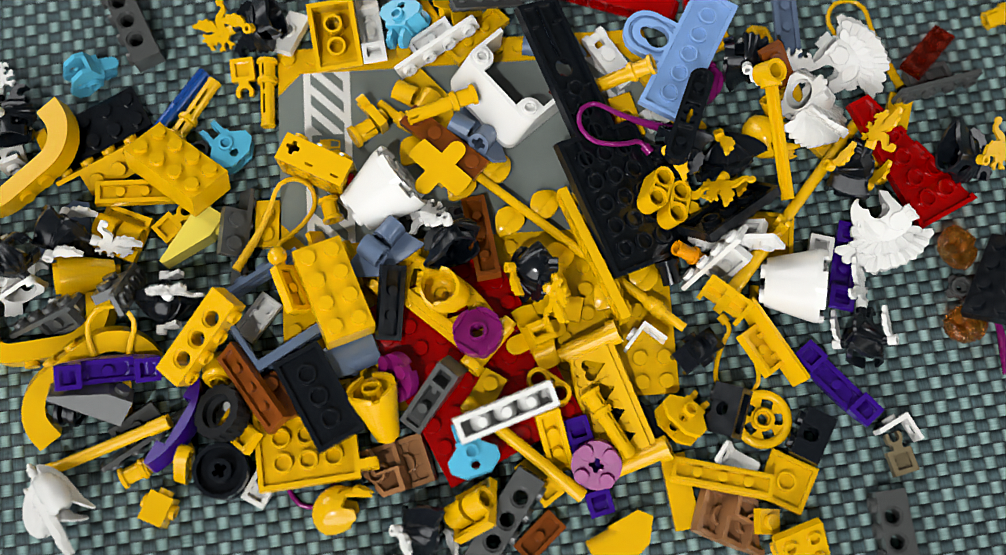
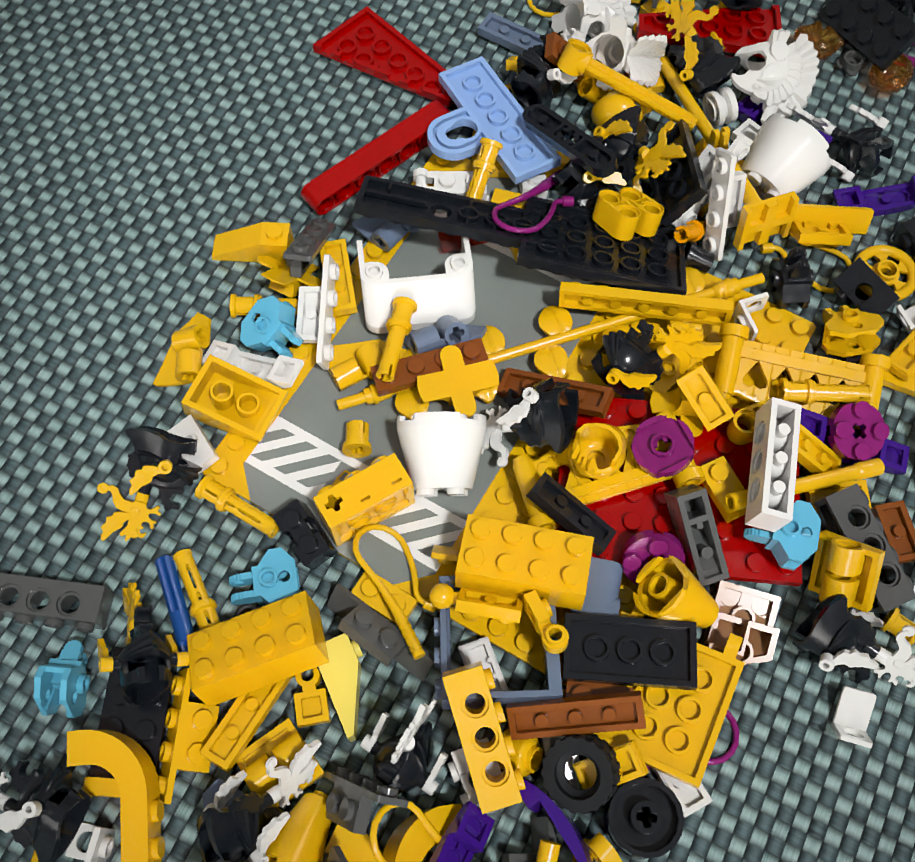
camera: 55 degrees left, 10 degrees down
(121, 109) = (146, 659): none -> black helmet
(243, 73) = (197, 518): yellow plate -> none
(264, 154) = (310, 547): none -> black brick
(302, 323) = (540, 616): none -> yellow plate
(330, 209) = (417, 520): yellow bush -> none
(334, 512) = (756, 720): yellow helmet -> none
(378, 116) = (351, 411): yellow plate -> none
(387, 246) = (507, 483): sand blue panel -> none
(539, 340) = (705, 397): none -> yellow panel
(828, 210) = (720, 107): none -> white wheel

